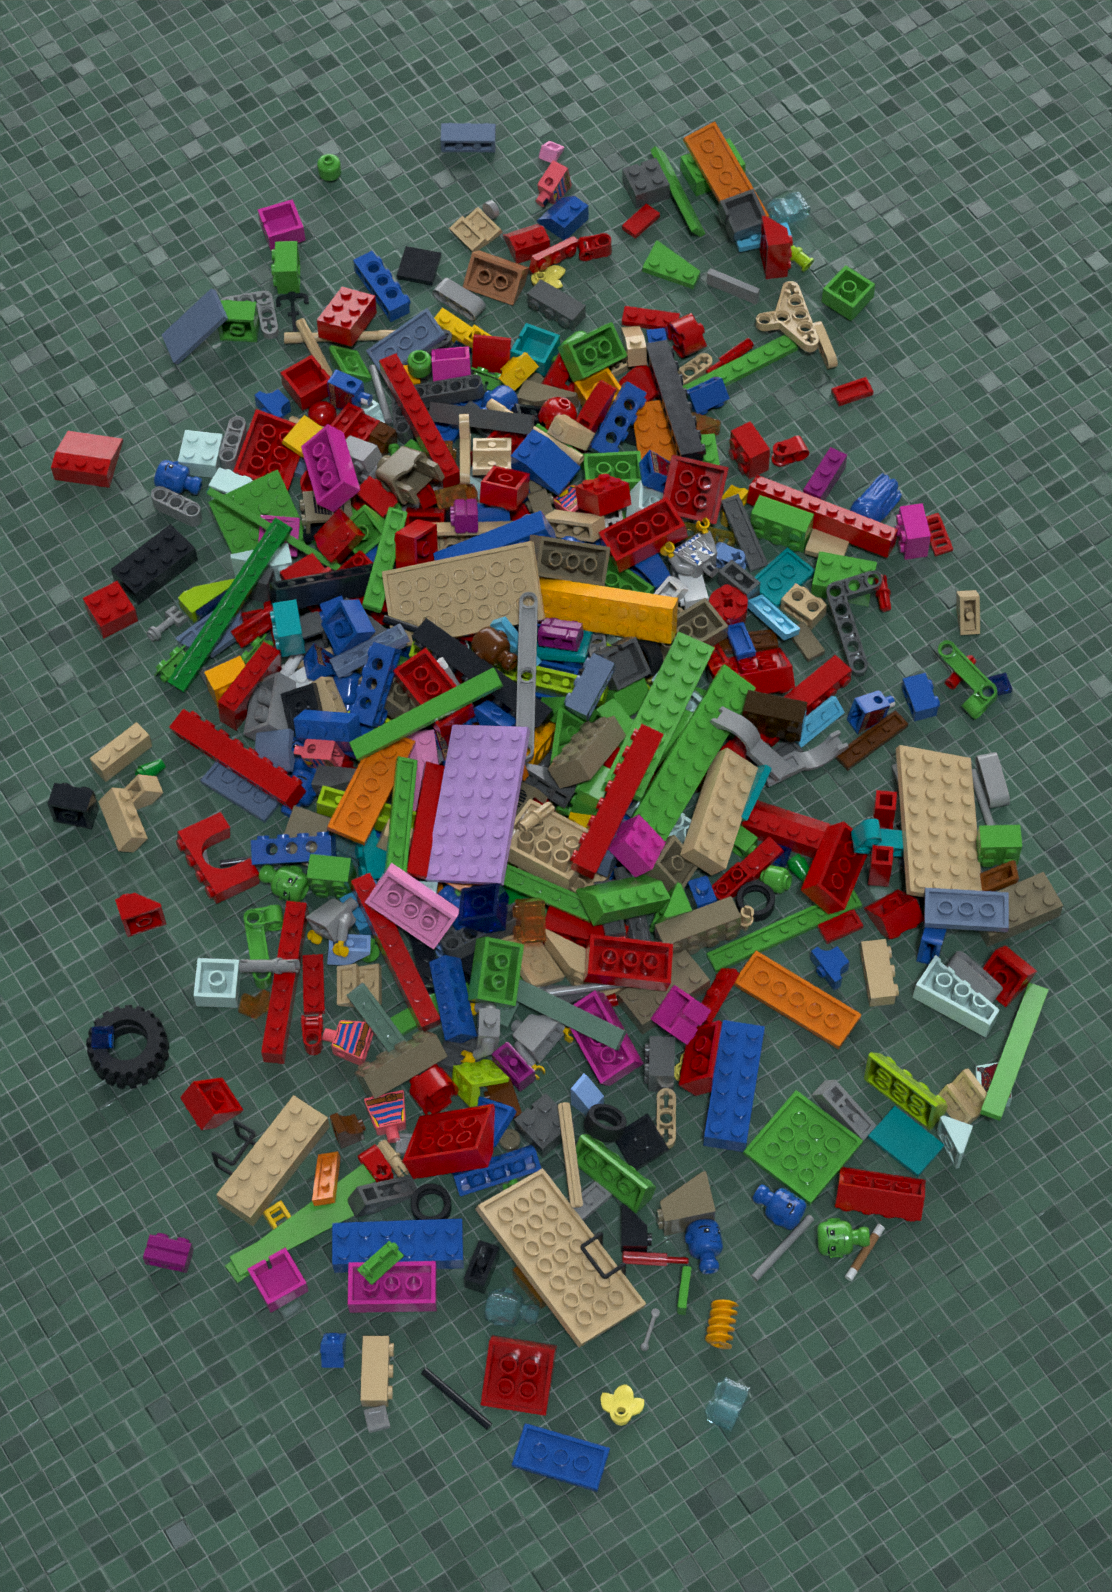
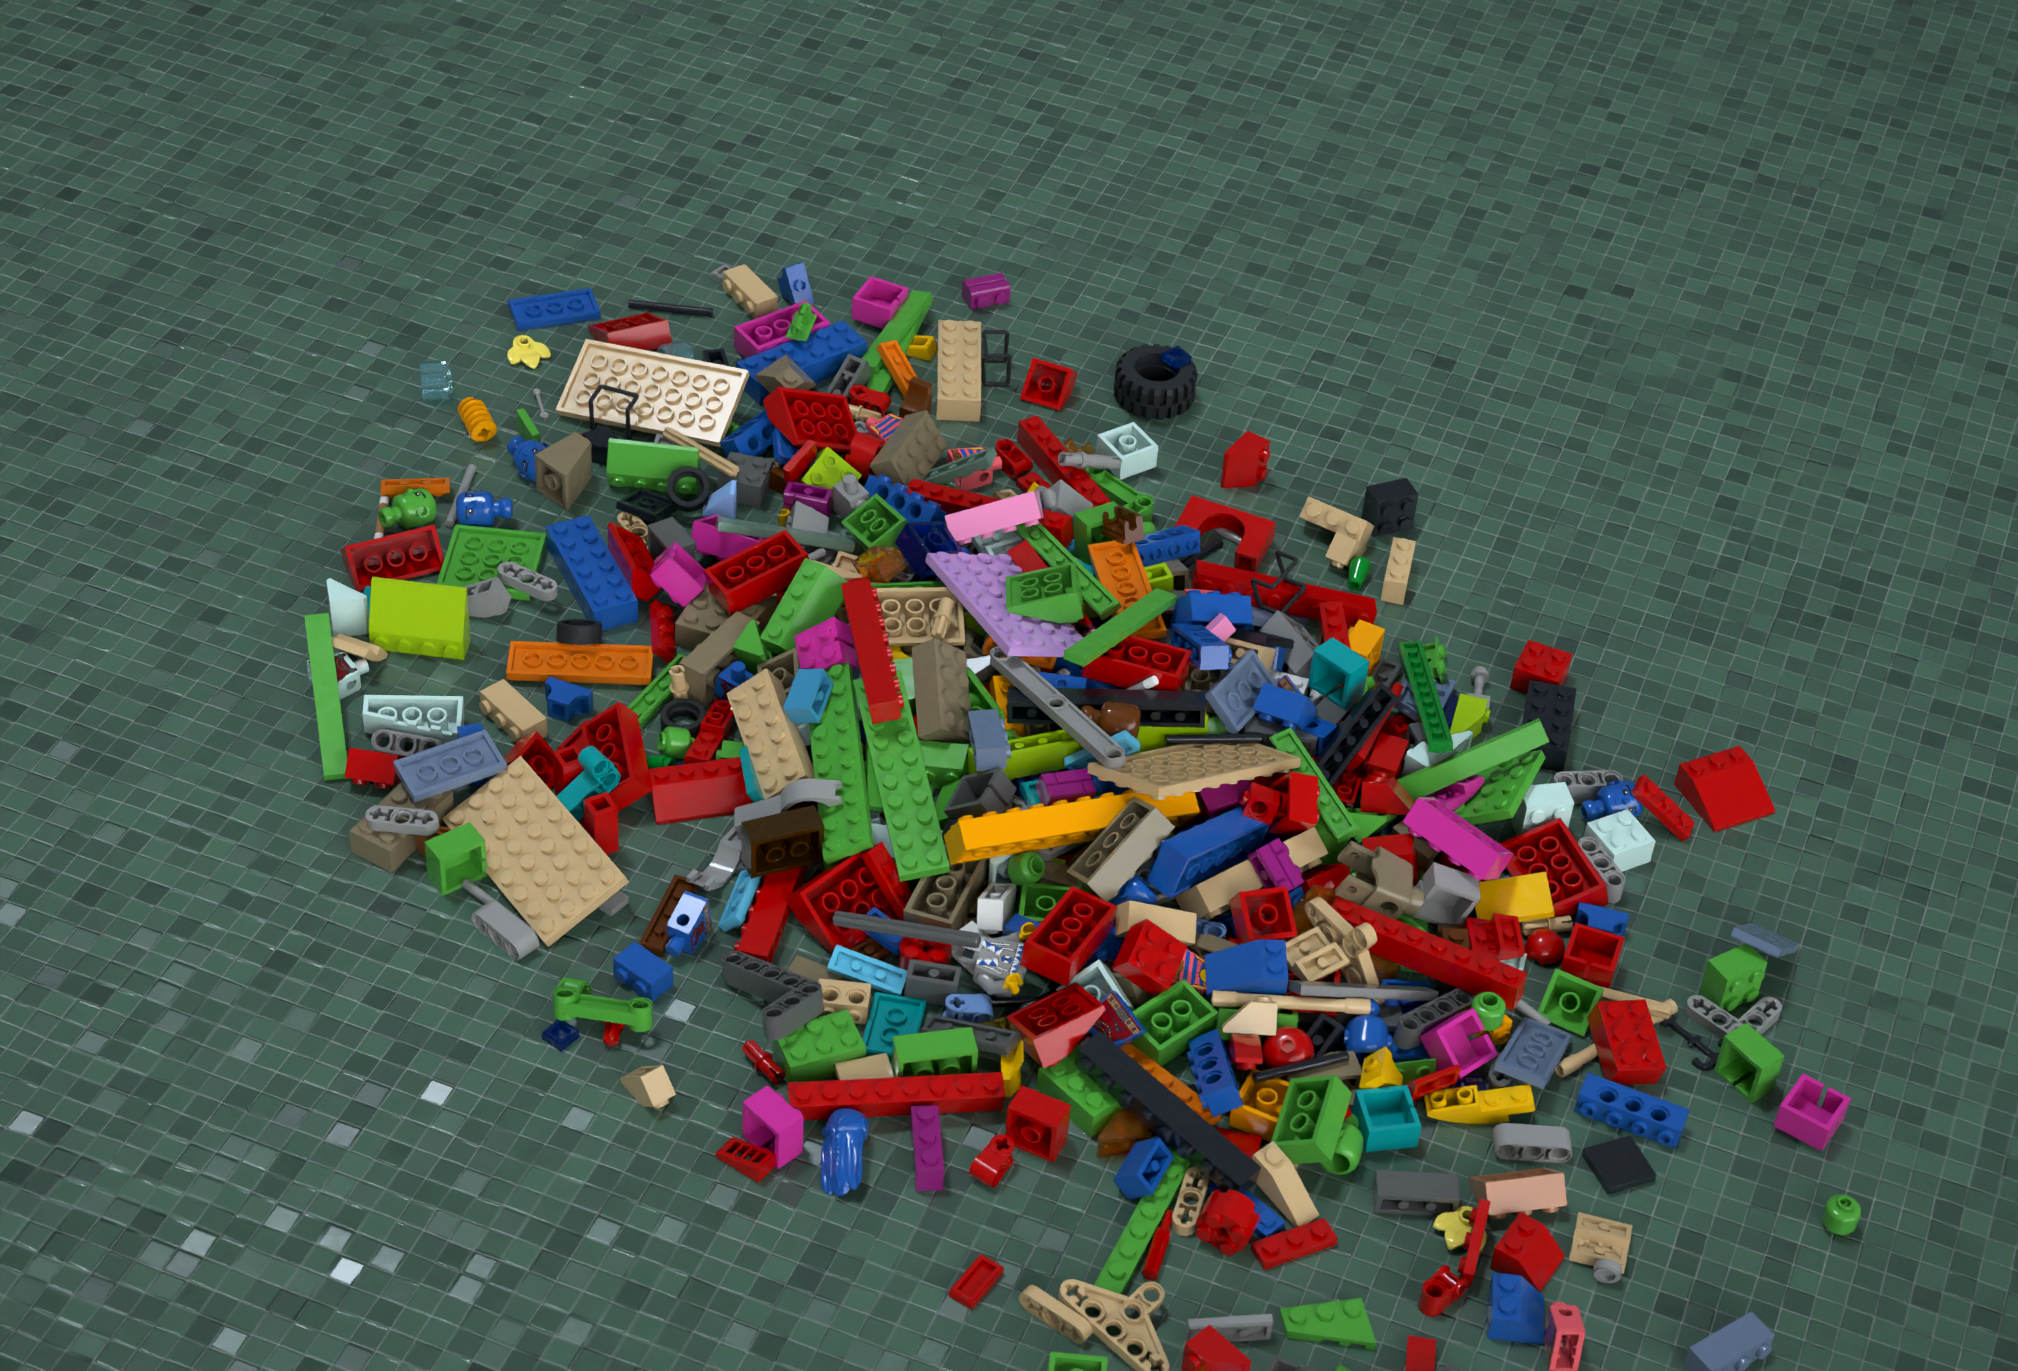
camera: 140 degrees right, 20 degrees down
(150, 453) = (1663, 807): none -> red plate
(232, 739) = (1283, 576): none -> black piece
(329, 834) = (1125, 526): none -> reddish brown hinge
(341, 704) = (1221, 627): none -> bright pink slope
(345, 389) = (1538, 959): blue torso -> none
(437, 550) = (1260, 811): none -> red brick
(438, 1204) = (784, 374): none -> dark tan slope
(452, 782) = (1046, 594): none -> bright green slope
(500, 1090) = (800, 461): none -> red tile
(557, 393) = (1299, 1067): none -> black bar
(682, 804) = (808, 696): none -> dark azure brick
(736, 611) = (907, 929): none -> dark grey axle
(792, 1087) = (541, 587): none -> light grey beam
(799, 1015) = (579, 632): none -> black tyre
(817, 1271) = (435, 486): none -> orange plate
(1025, 871) = (385, 817): none -> light grey beam

